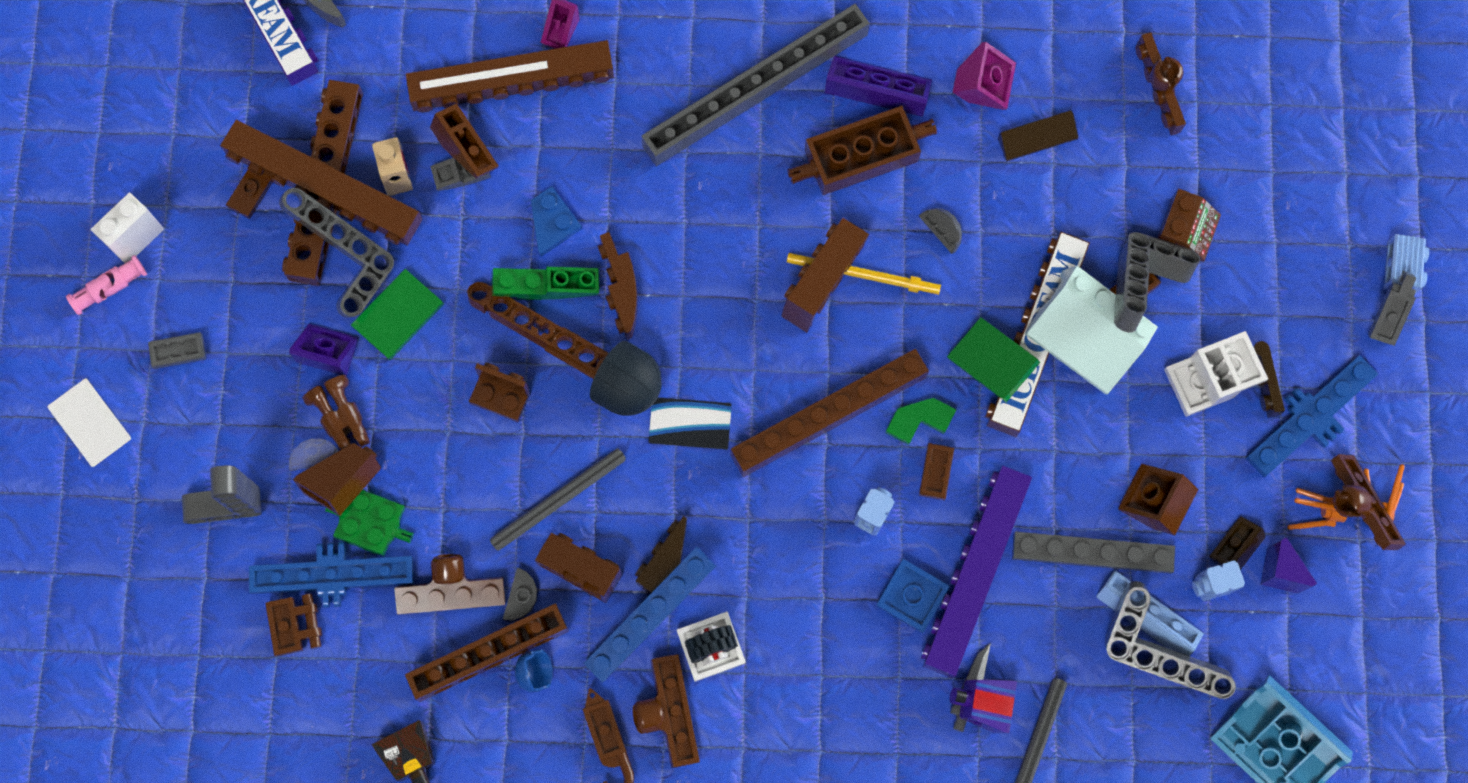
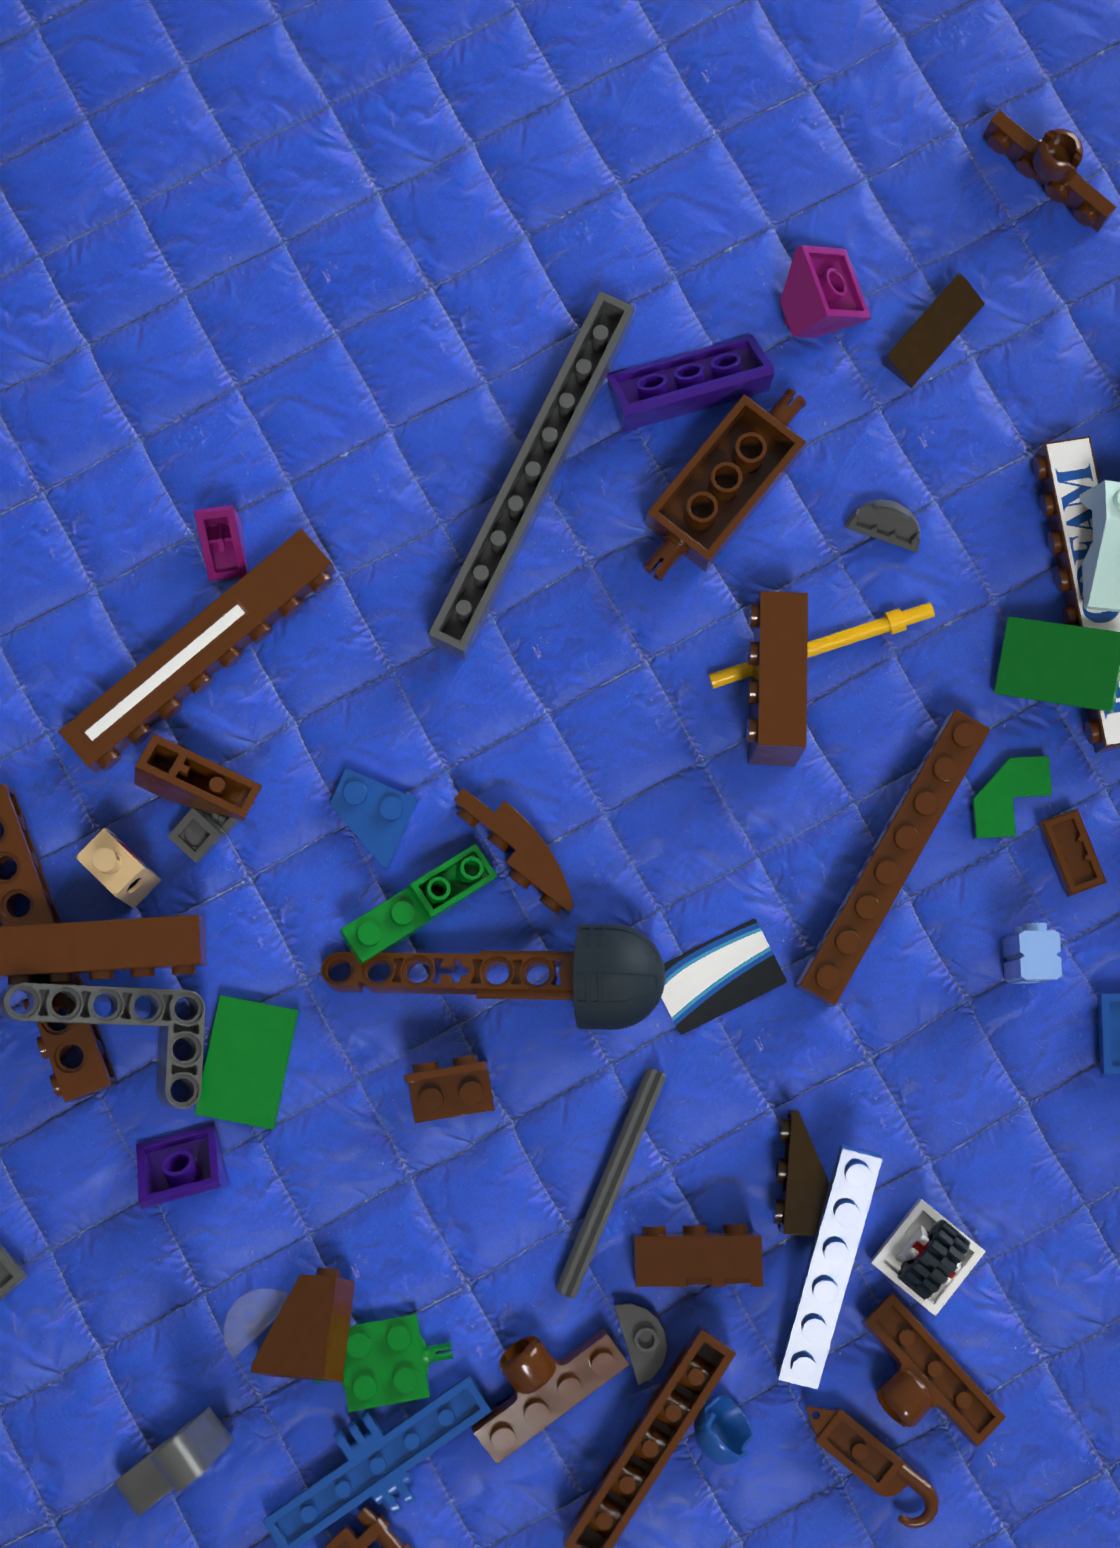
camera: 30 degrees left, 5 degrees up
(339, 422) = (266, 1248): reddish brown piece -> none

